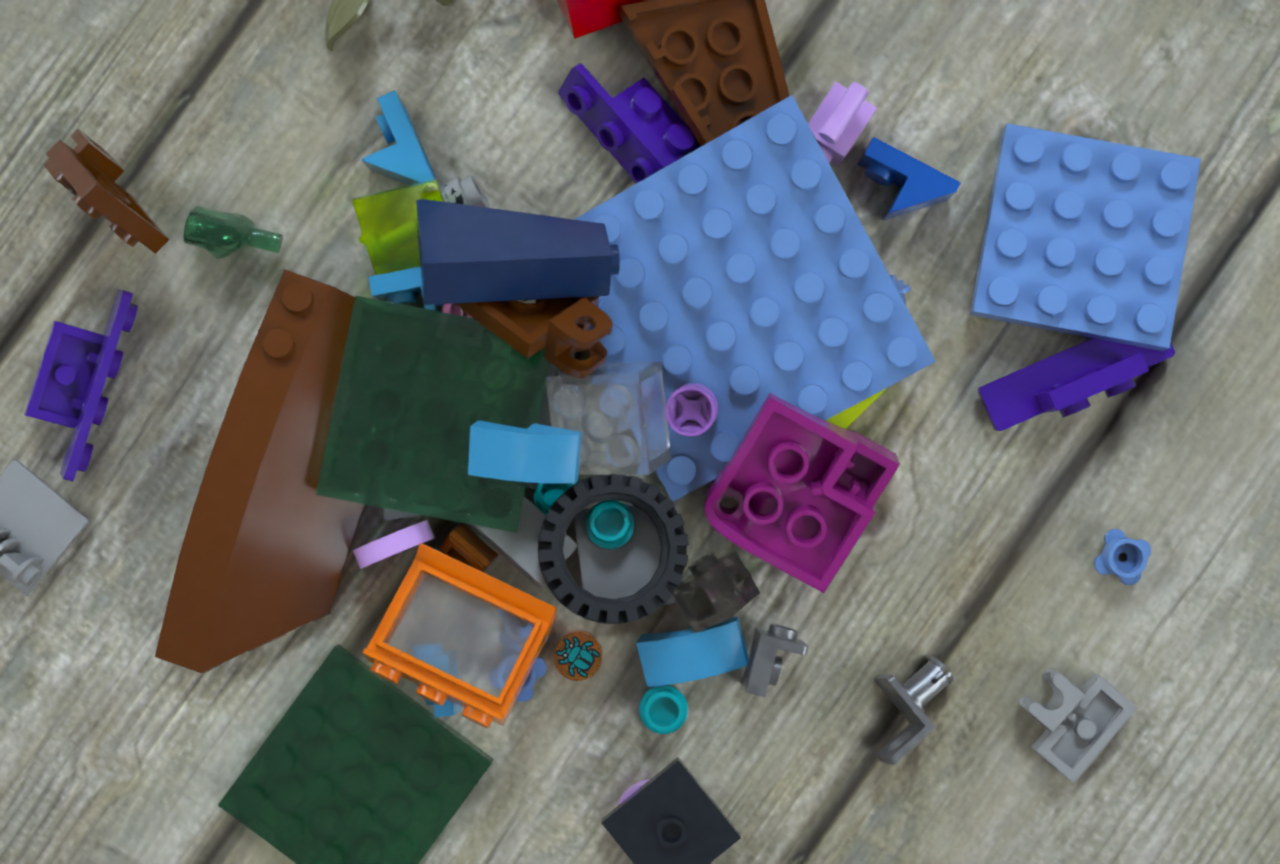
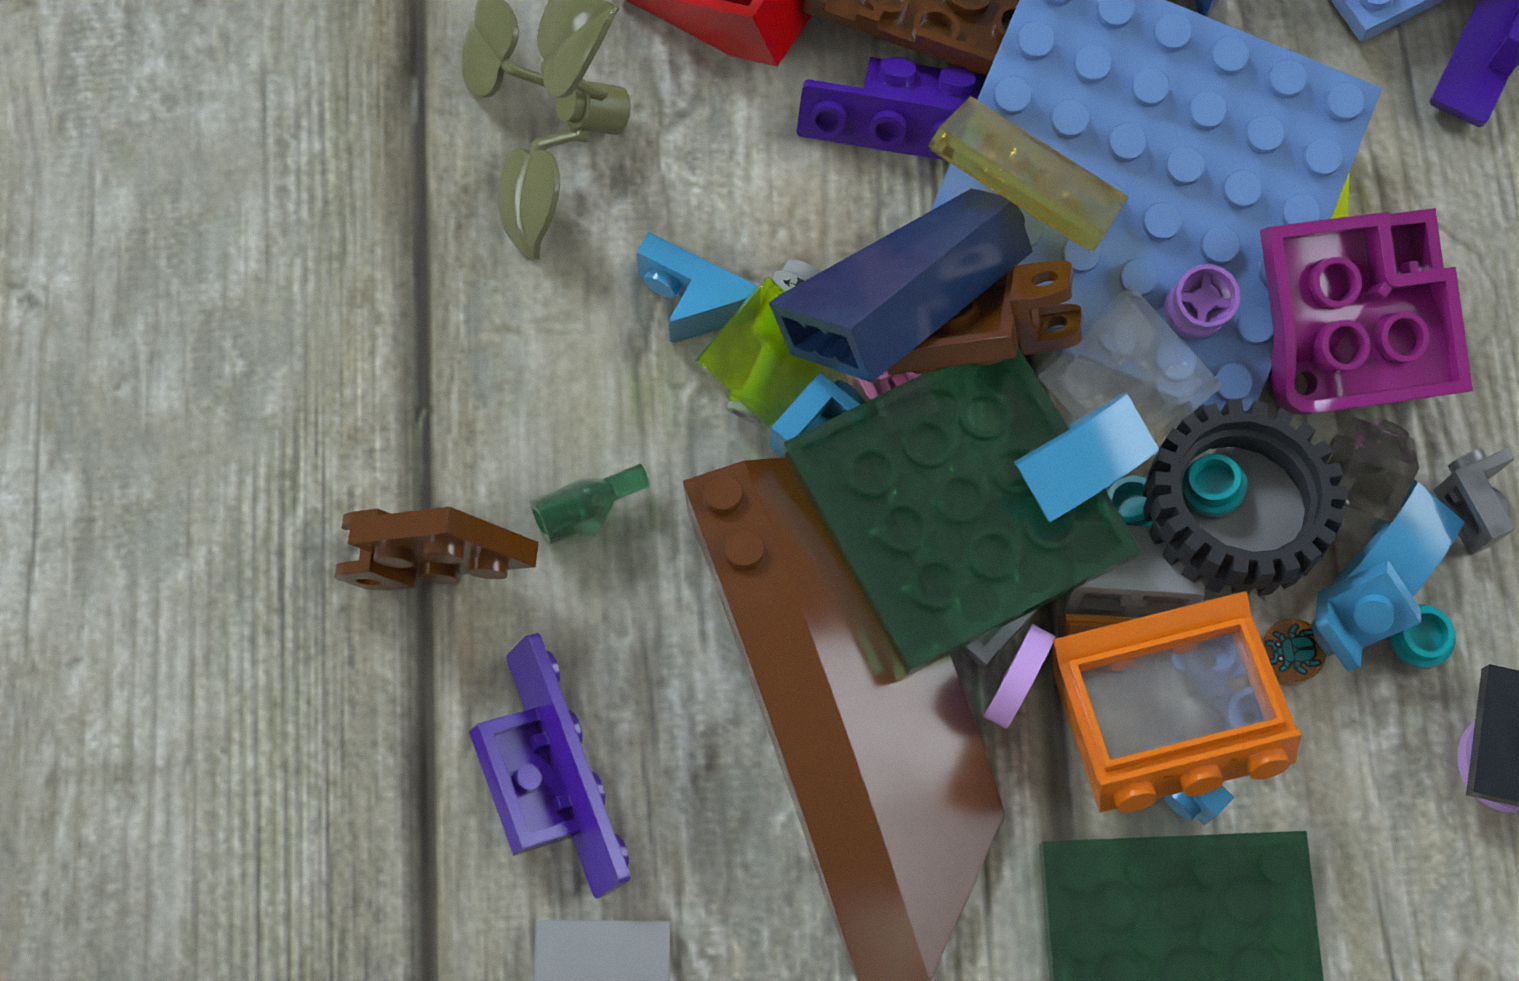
camera: 45 degrees left, 15 degrees down
(631, 668) = (1363, 612): none -> dark azure bracket
(643, 243) = (1028, 173): none -> clear yellow tile

